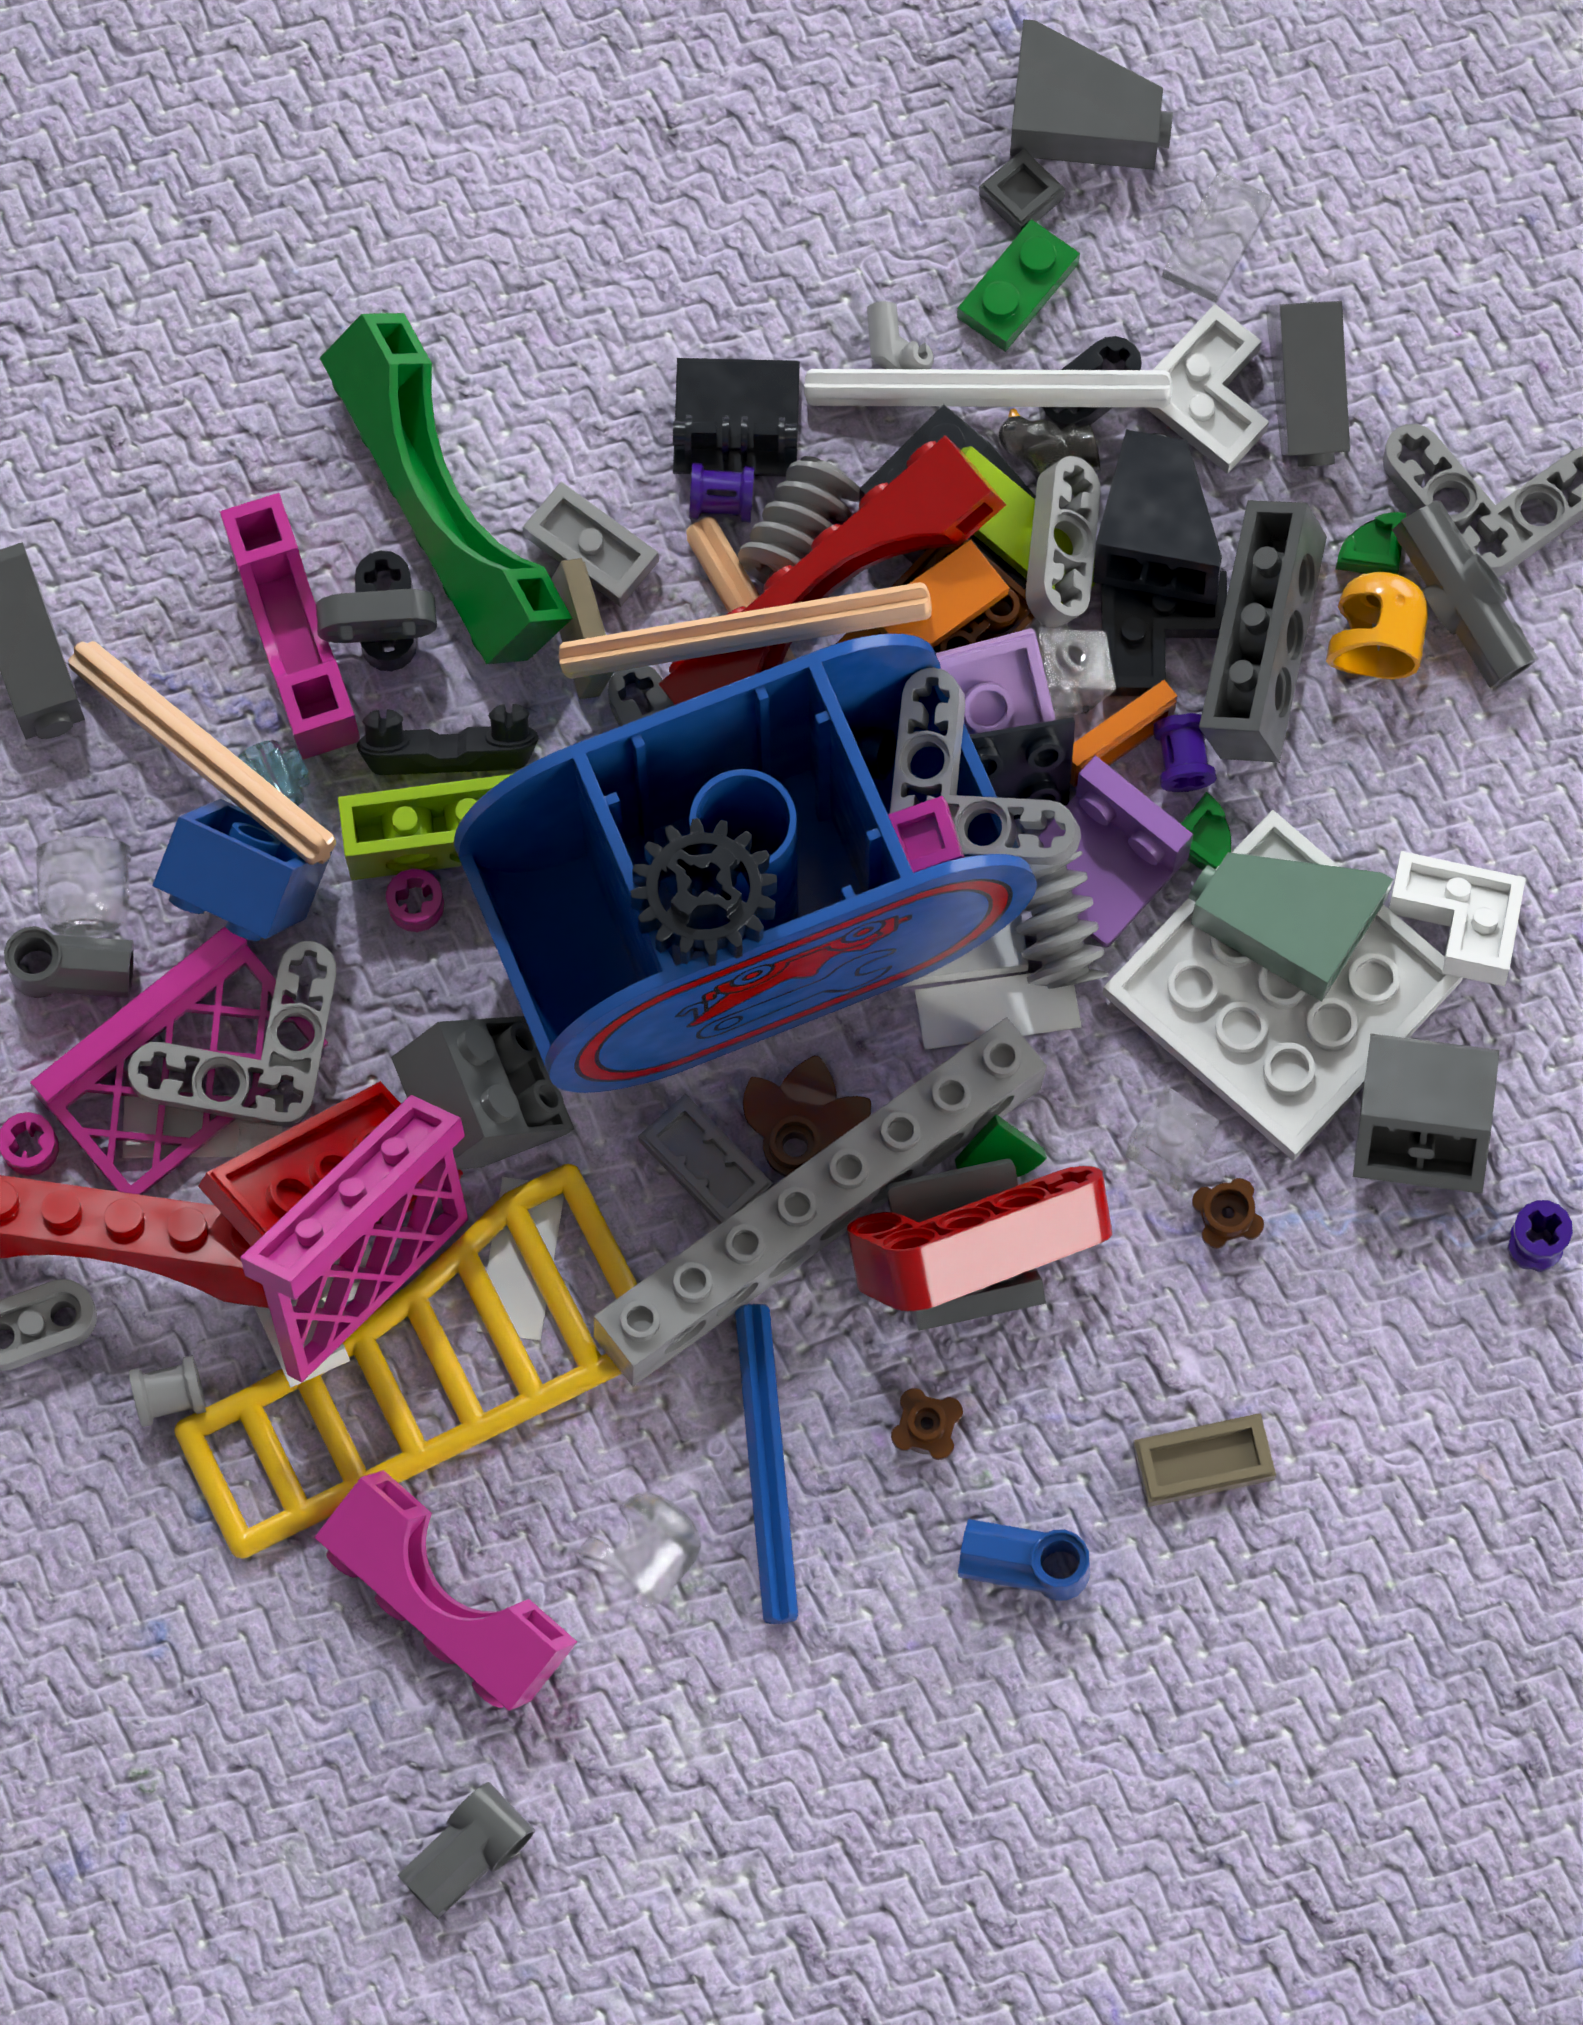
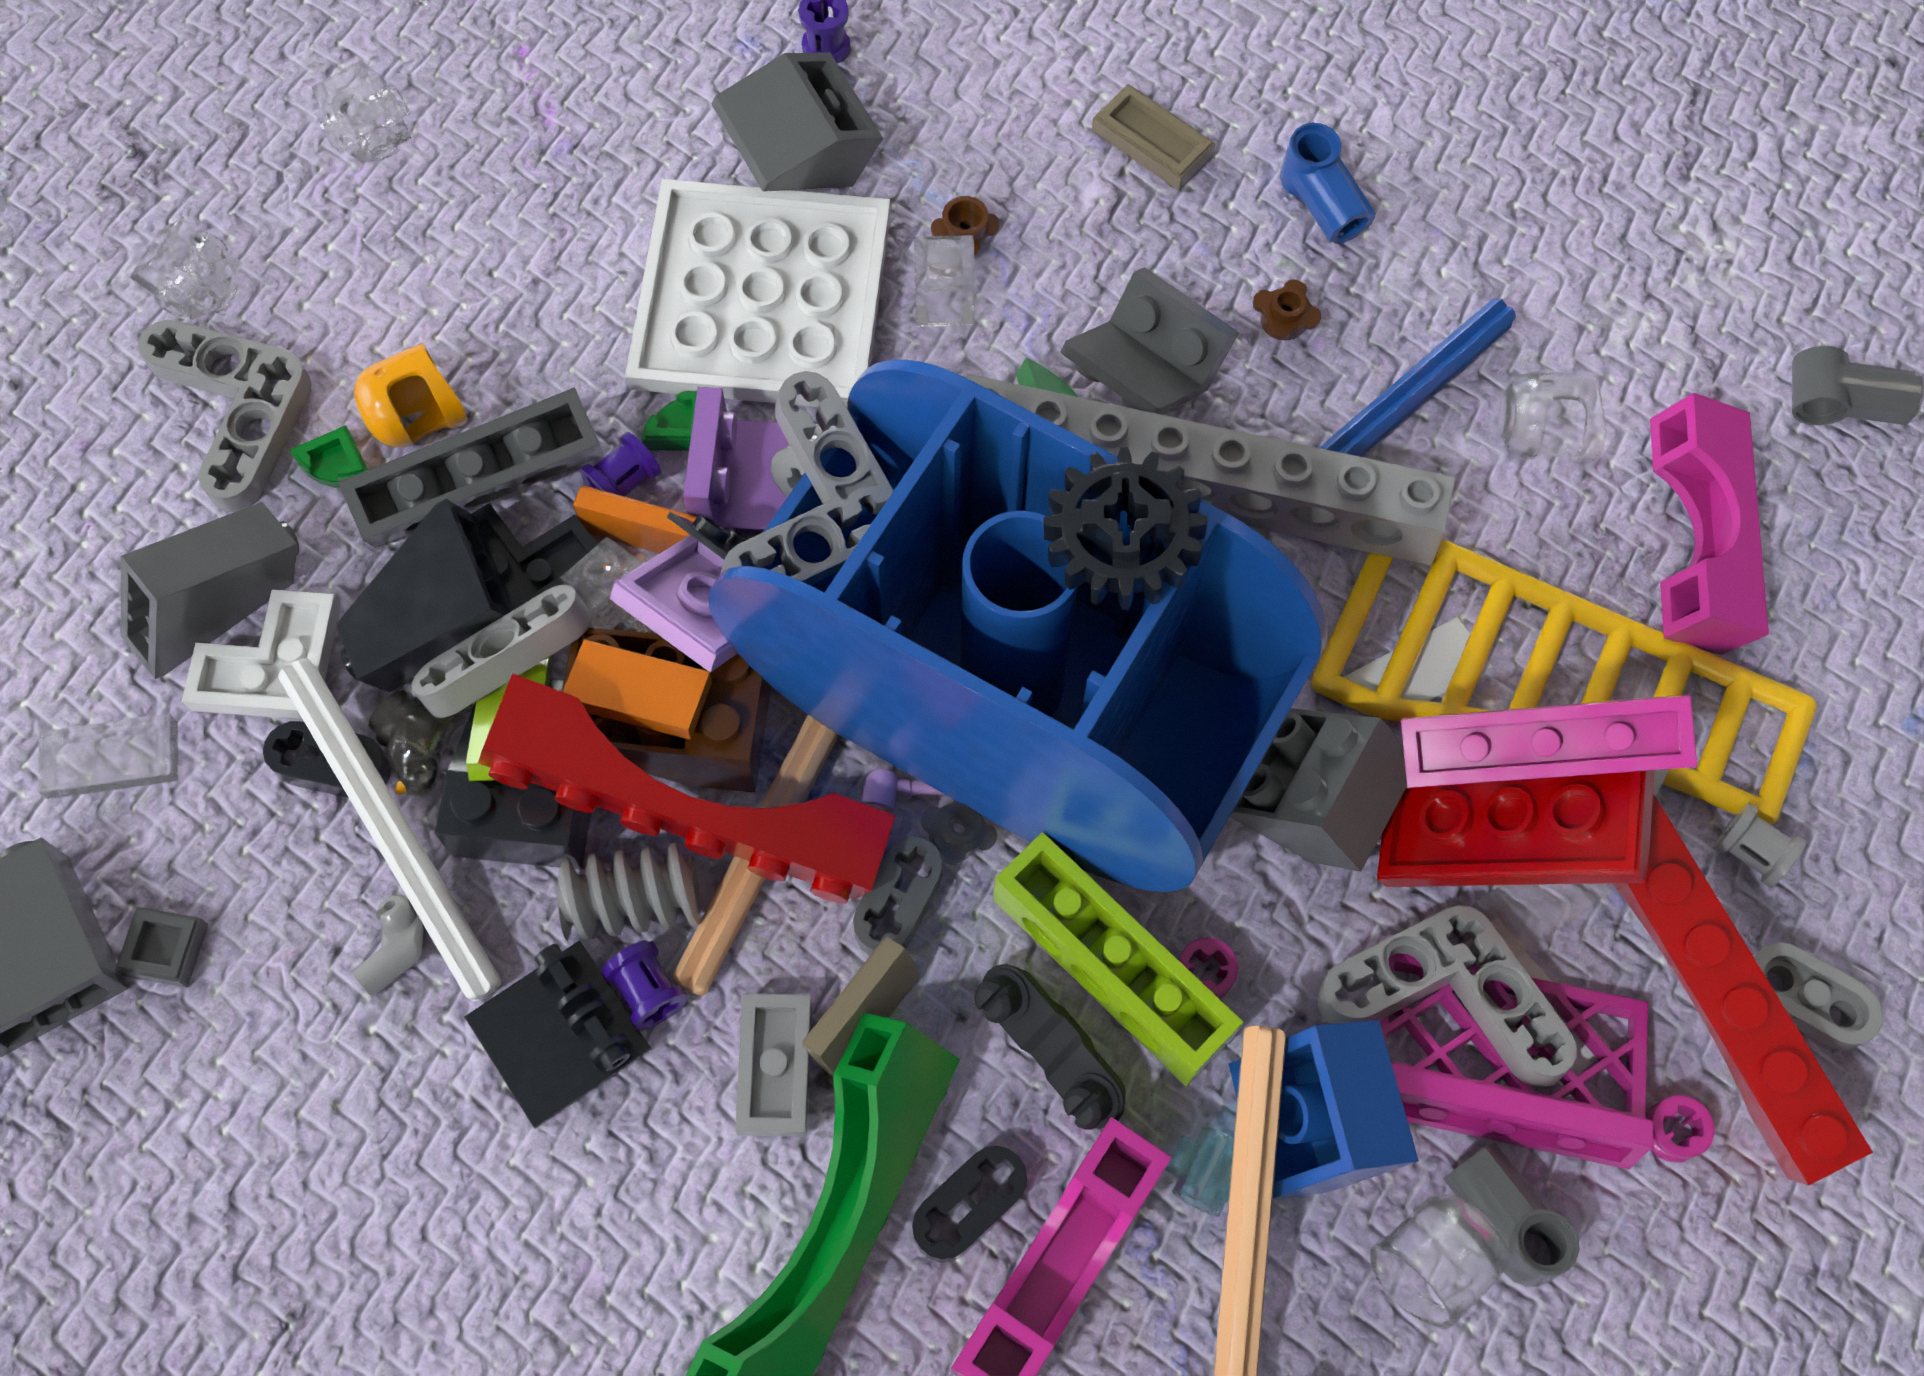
camera: 130 degrees left, 5 degrees down
(376, 616) = (995, 1186): dark grey beam -> none
(745, 630) = (783, 825): light nougat axle -> none
(927, 834) = (880, 473): dark pink plate -> none
(980, 1243) = (1133, 327): beam -> none
(1018, 285) = (262, 885): green plate -> none
(1289, 914) = (708, 289): sand green slope -> none
(1465, 594) = (336, 357): dark grey piece -> none
(1473, 902) = (600, 203): white plate -> none

